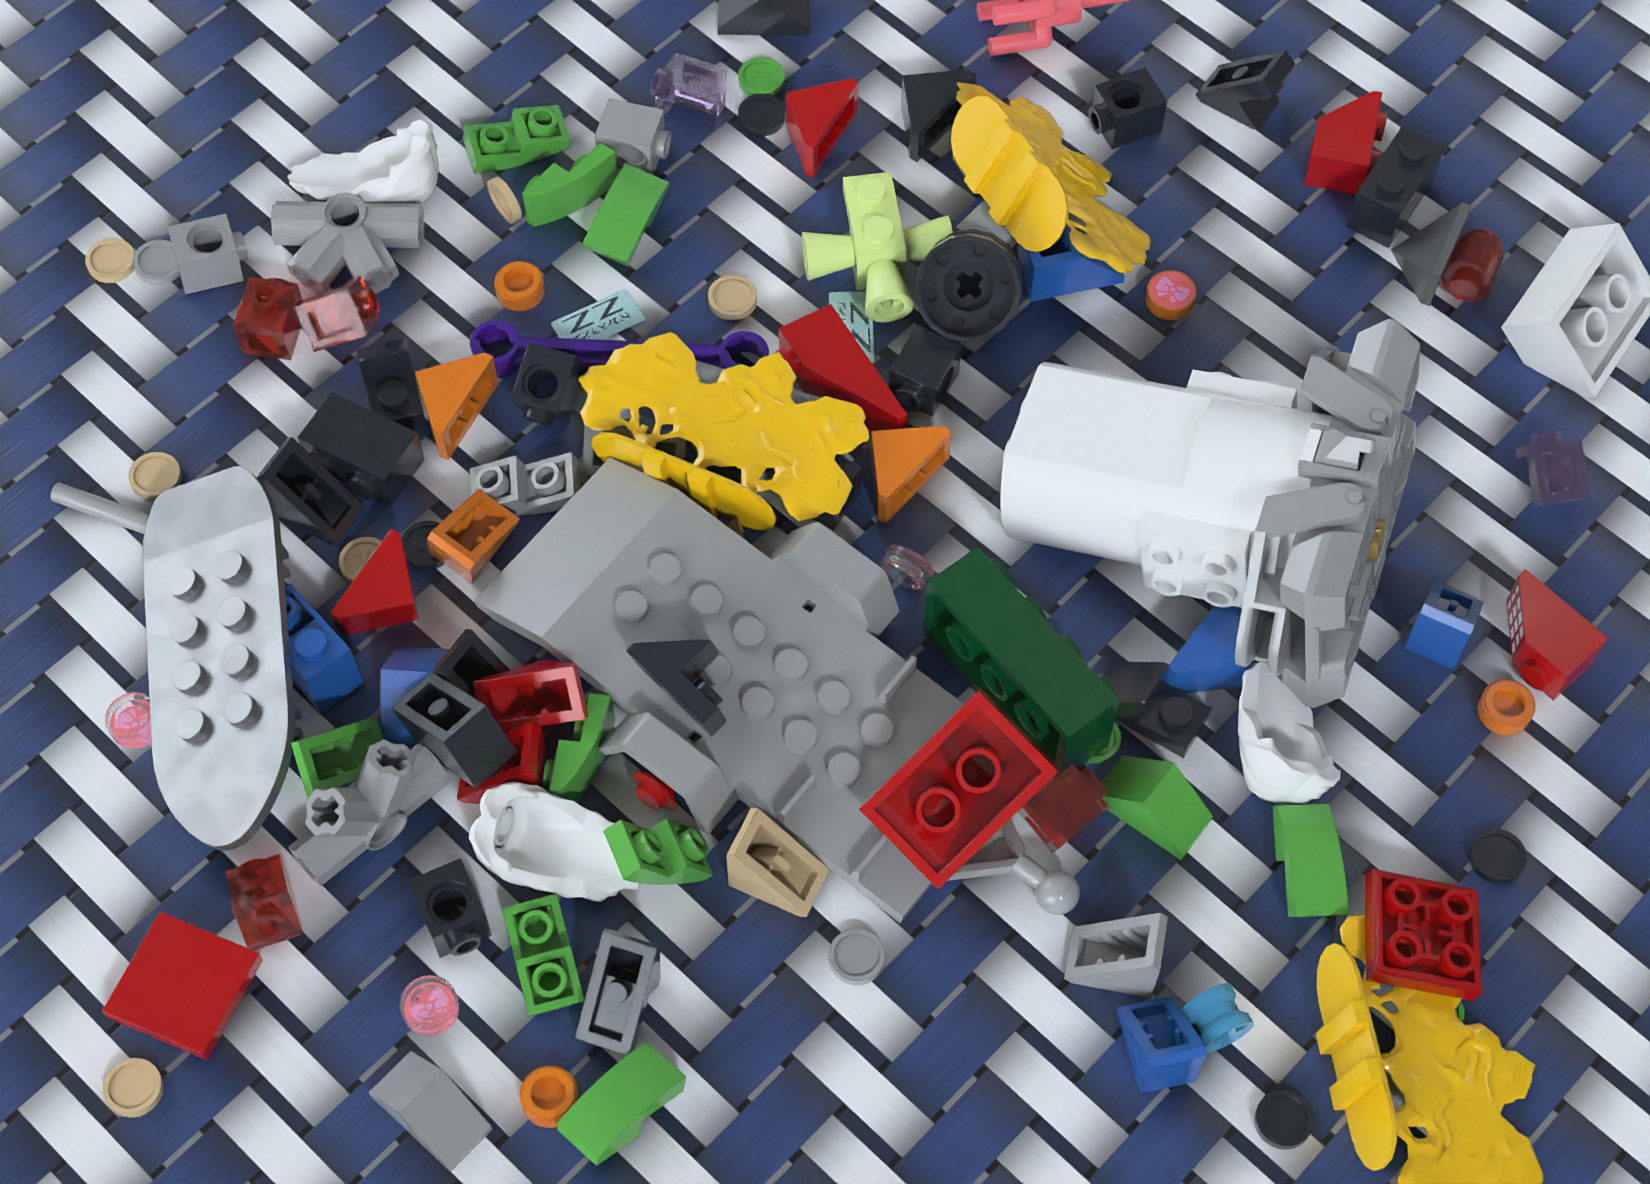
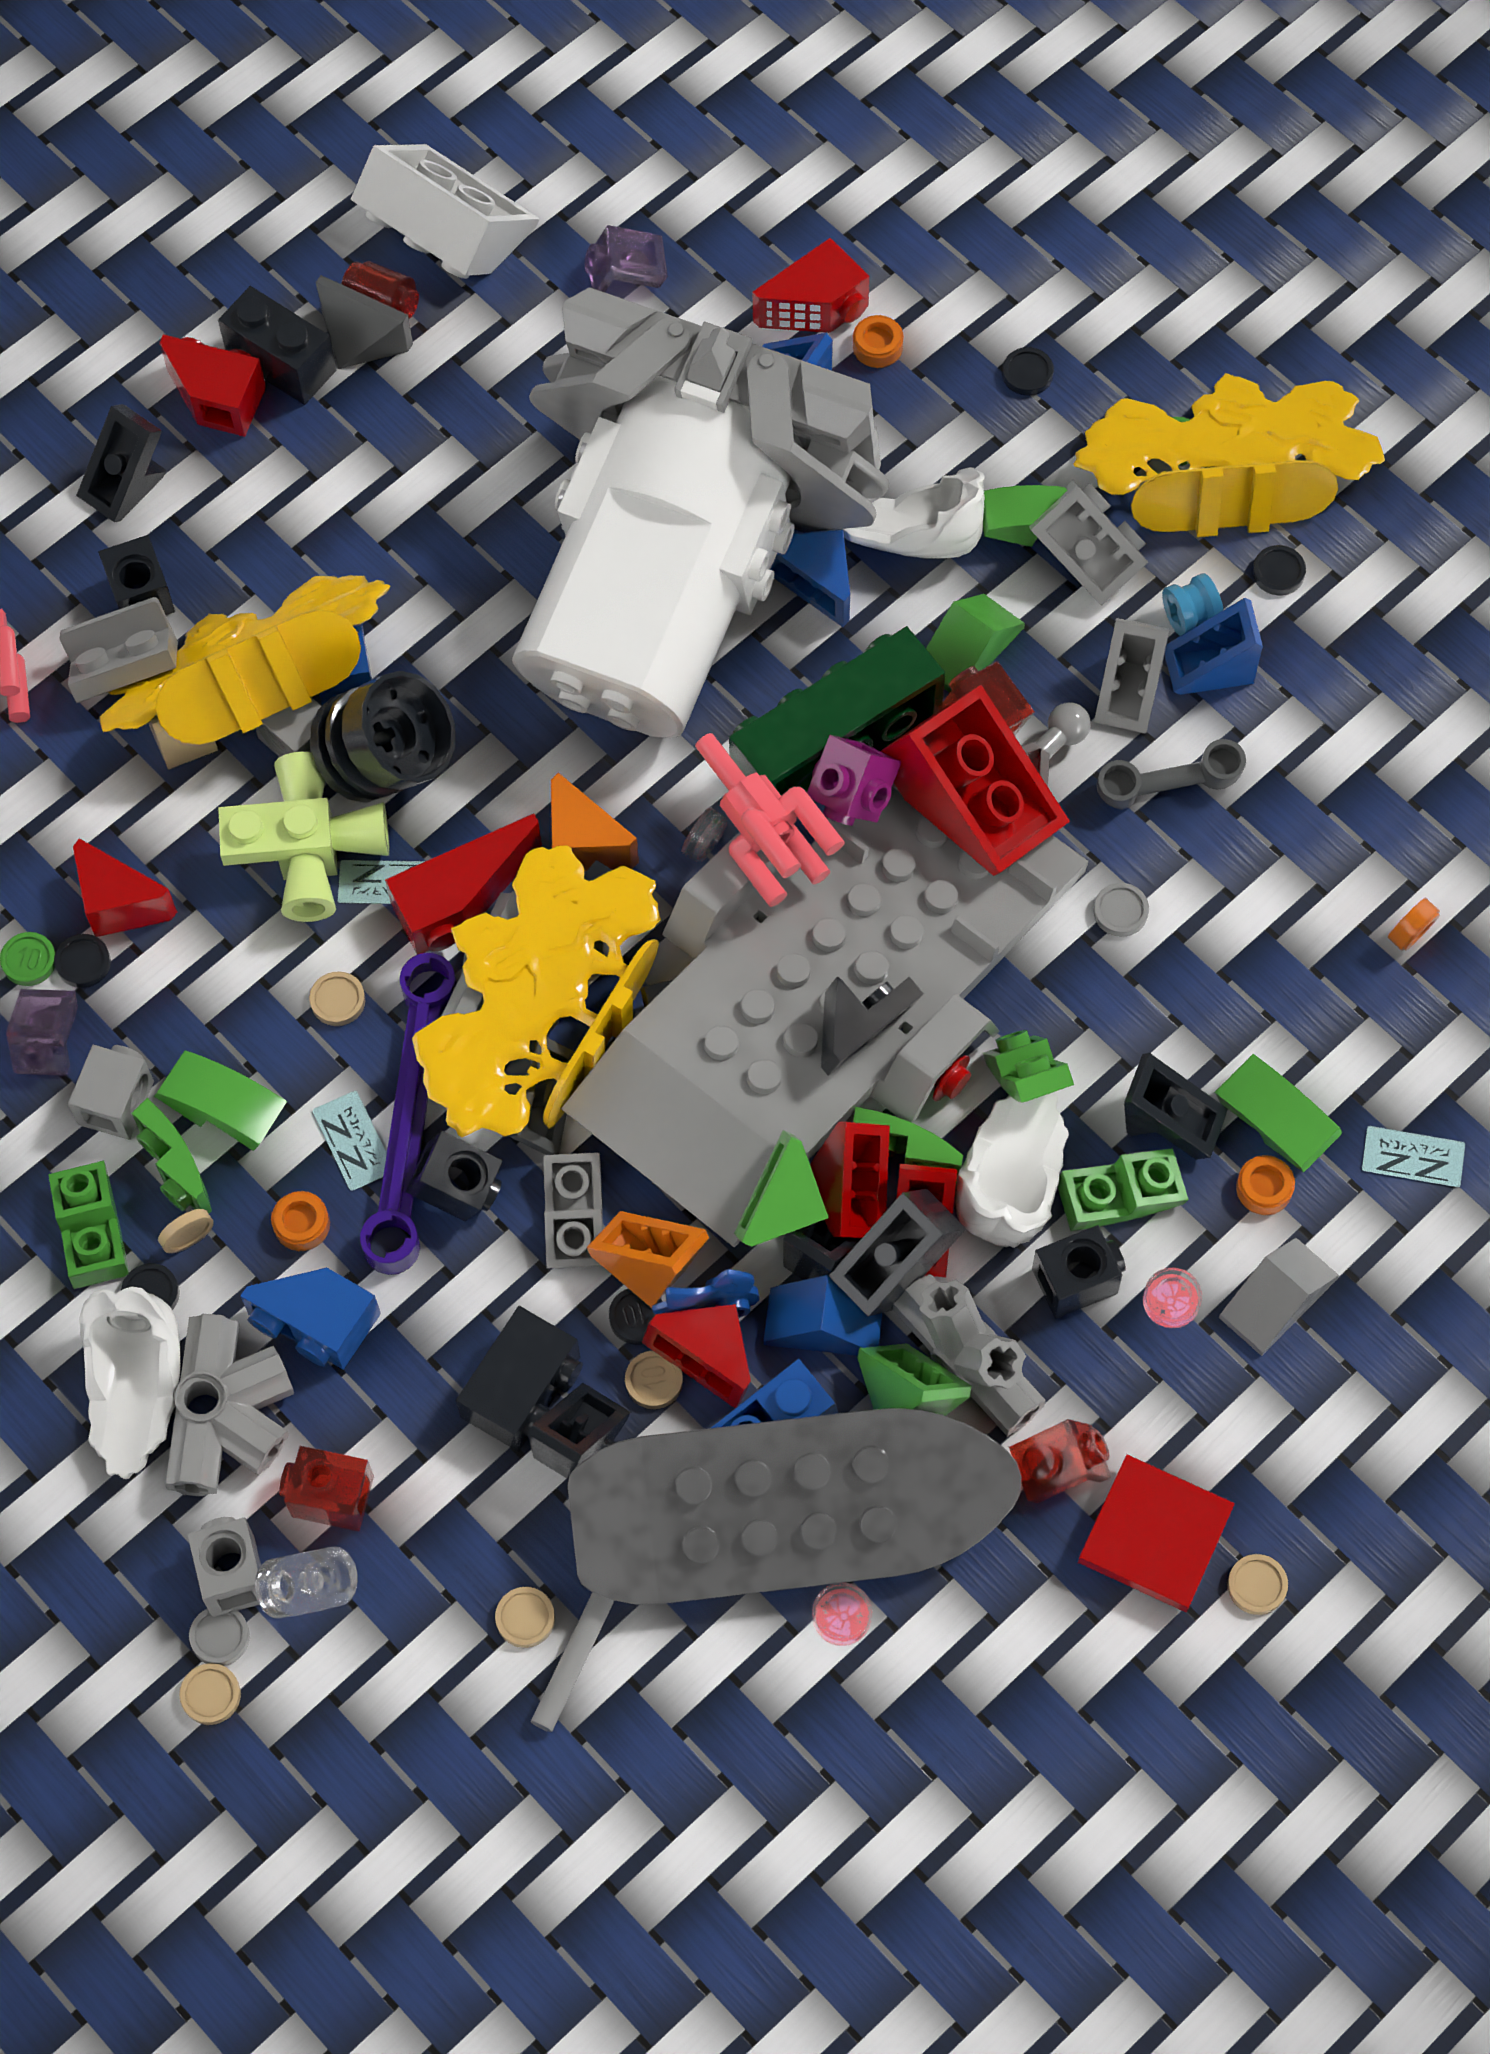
camera: 85 degrees left, 5 degrees up
(178, 300) = (306, 1582): none -> clear plate
(339, 314) = (338, 1407): clear red bracket -> none
(391, 382) = (421, 1358): black slope -> none
(424, 298) = (316, 1311): none -> blue slope
(433, 606) = (724, 1289): none -> blue plate
(455, 396) = (465, 1284): orange slope -> none
(459, 189) = (154, 1280): none -> black piece
(503, 626) = (783, 1197): none -> bright green slope
(774, 866) = (1034, 974): tan slope -> none
(881, 578) = (768, 825): none -> coral plant
(924, 371) = (465, 802): black brick -> none
(930, 107) = (110, 779): black slope -> none
(944, 662) = (852, 780): none -> magenta brick
(994, 951) = (1219, 768): none -> dark grey bar
(1052, 98) = (119, 649): none -> light grey bracket
(1156, 707) = (862, 621): black slope -> none
(1170, 295) = (384, 563): tile -> none
(1277, 906) = (1089, 542): none -> light grey bracket
(1422, 935) = (1117, 430): red tile -> none

